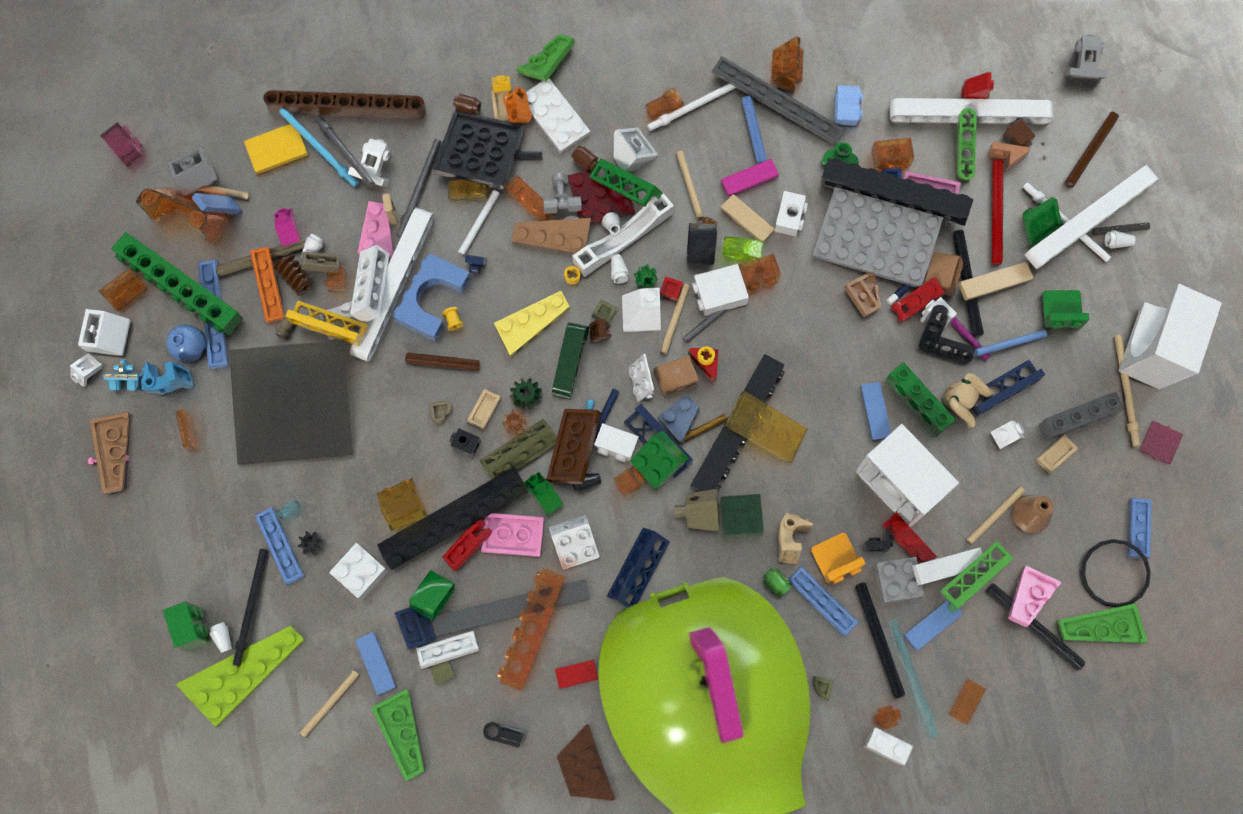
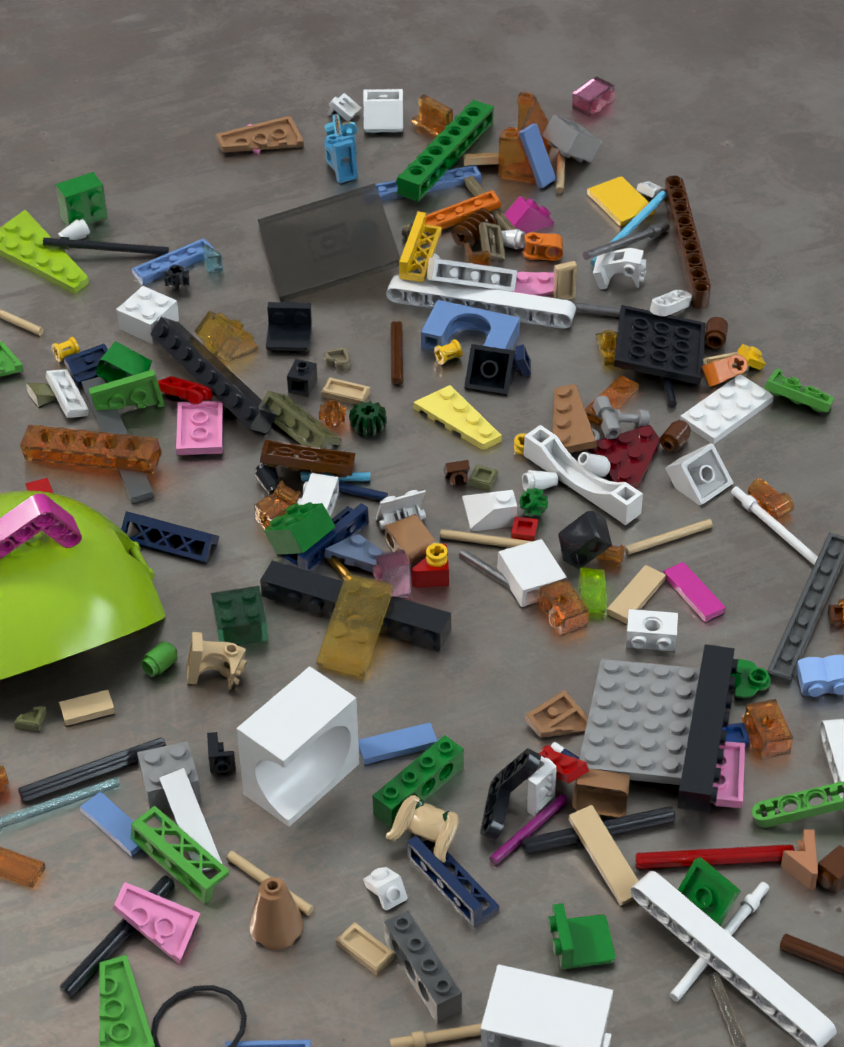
camera: 80 degrees right, 30 degrees down
(185, 430) = (289, 179): clear orange tile -> none
(186, 343) = (382, 164): medium blue cylinder -> none
(192, 254) = (480, 158): none -> tan tile
(267, 120) = (649, 189): none -> white tile
(330, 221) = (544, 246): none -> orange piece
(375, 663) = (42, 346): medium blue tile -> none
(390, 648) = (58, 351): none -> yellow bush
(401, 449) = (289, 326): none -> black bracket
(431, 137) = (670, 302): none -> white beam
(471, 614) = (129, 391): none -> bright green wing
(478, 223) = (568, 361): white bar -> none
(485, 288) = (490, 369): none -> black slope
(543, 493) = (247, 443): green slope -> none
(569, 359) = (417, 442): dark green beam -> none
(574, 542) = (194, 474): white bracket -> none
(610, 468) = (286, 494): none -> clear orange bush
(624, 179) = (647, 462): green fence -> none
(701, 510) = (242, 571): dark tan torso -> none
(721, 392) = (394, 569): none -> clear pink brick
(754, 129) = (763, 589): medium blue axle -> none
(816, 642) = (86, 707): none -> tan tile
(823, 601) = (139, 710): medium blue tile -> none
(837, 558) = (193, 715): light orange bracket -> none
(908, 539) = (221, 793): red plate -> none
(1011, 342) = (519, 881): medium blue bar -> none
(1118, 239) = (706, 1003): white cone -> none

